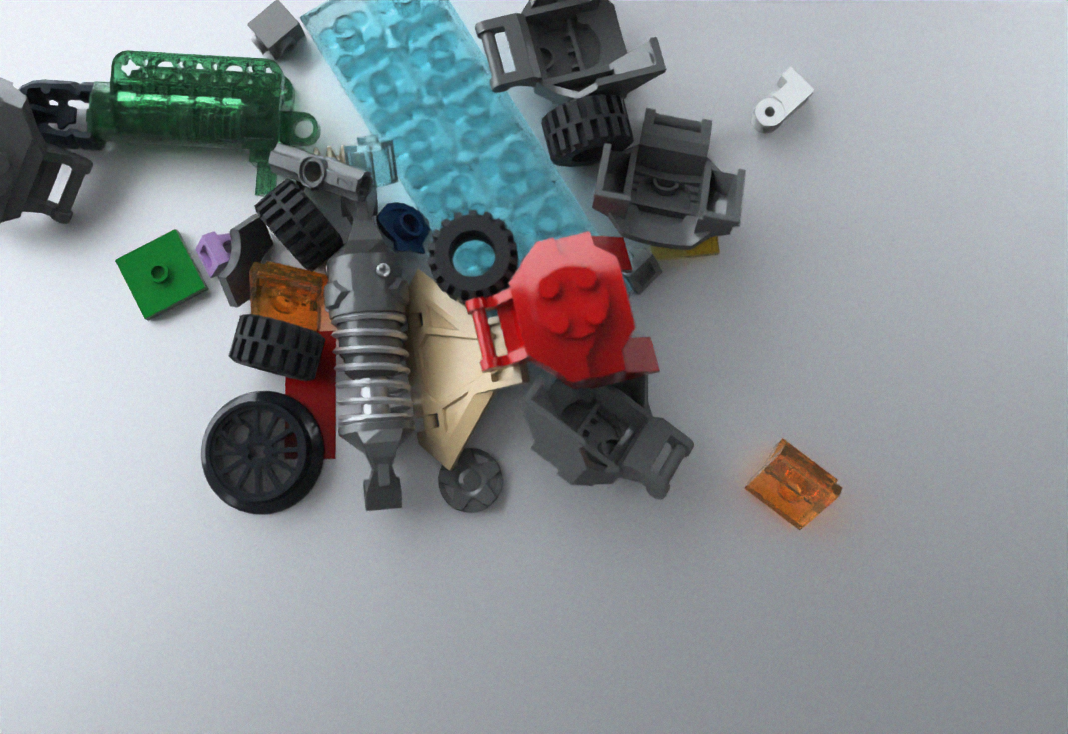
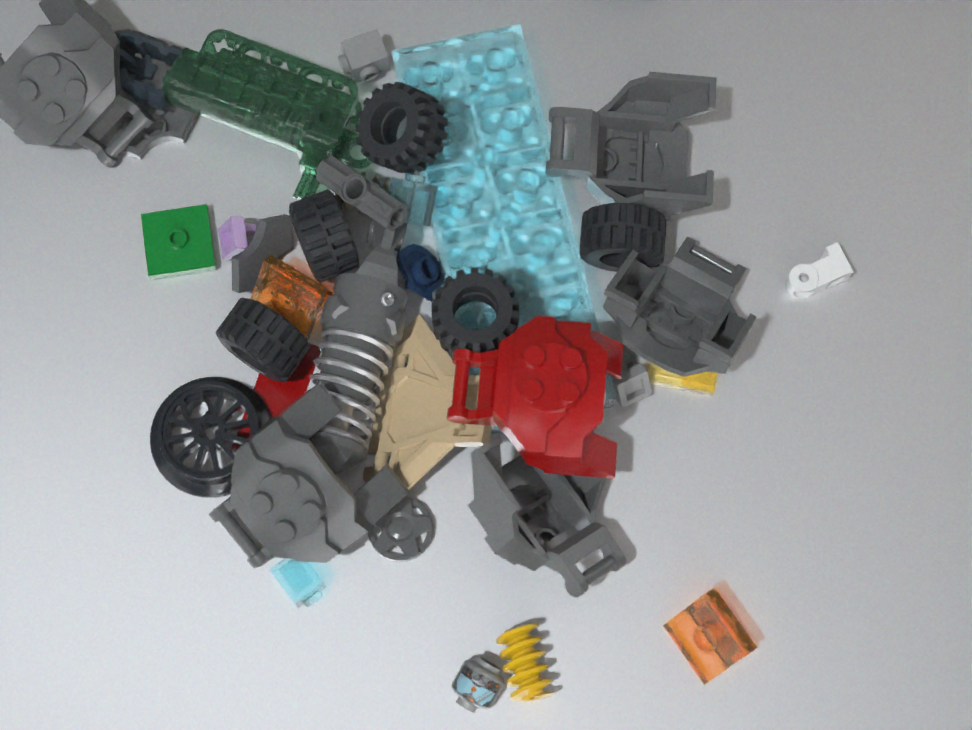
camera: 15 degrees right, 10 degrees down
(108, 164) = (168, 127): none -> dark grey tile
(315, 93) = (381, 121): none -> black tyre
(354, 498) = (293, 495): none -> dark grey piece
(392, 562) = (299, 581): none -> clear light blue brick
(593, 603) = (477, 684): none -> head
(630, 569) = (524, 663): none -> yellow piece

